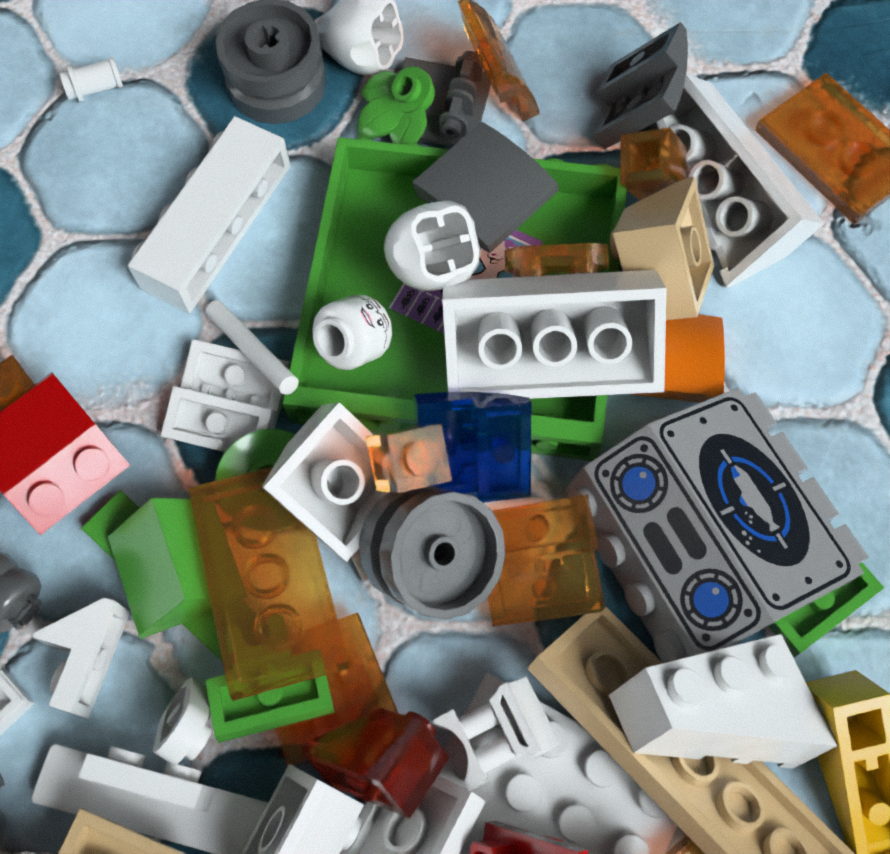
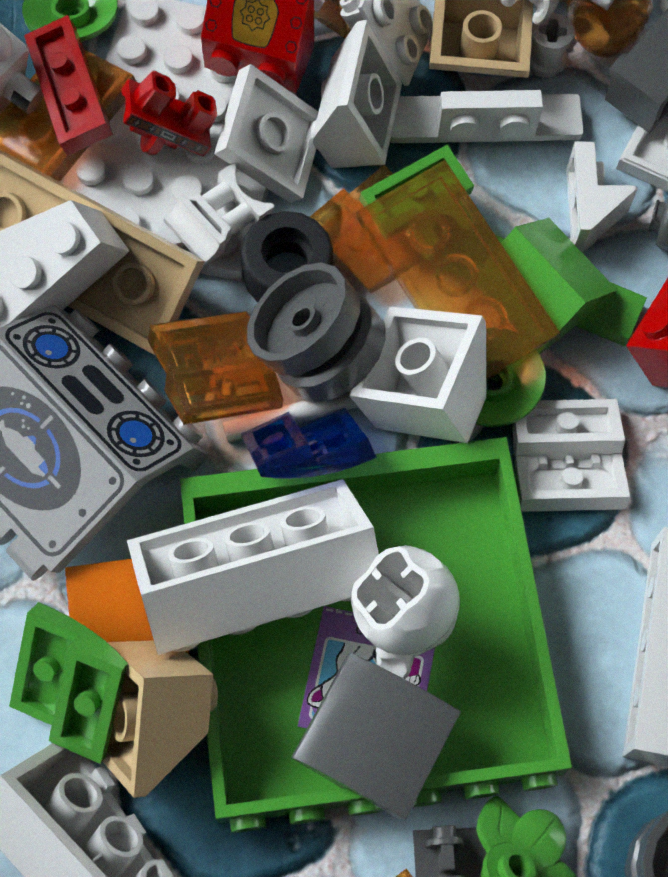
camera: 160 degrees right, 0 degrees up
(183, 724) = (480, 157): white plate -> none
(252, 347) = (566, 497): white bar -> none
(352, 331) = (461, 504): white head -> none
(380, 759) = (307, 167): clear red slope -> none
(409, 458) = (359, 380): clear orange brick -> none
(426, 632) = (276, 235): none -> black tyre
(559, 258) = (270, 653): clear orange plate -> none
(651, 161) = (186, 824): clear orange brick -> none
(720, 280) = (68, 681): none -> bright green slope

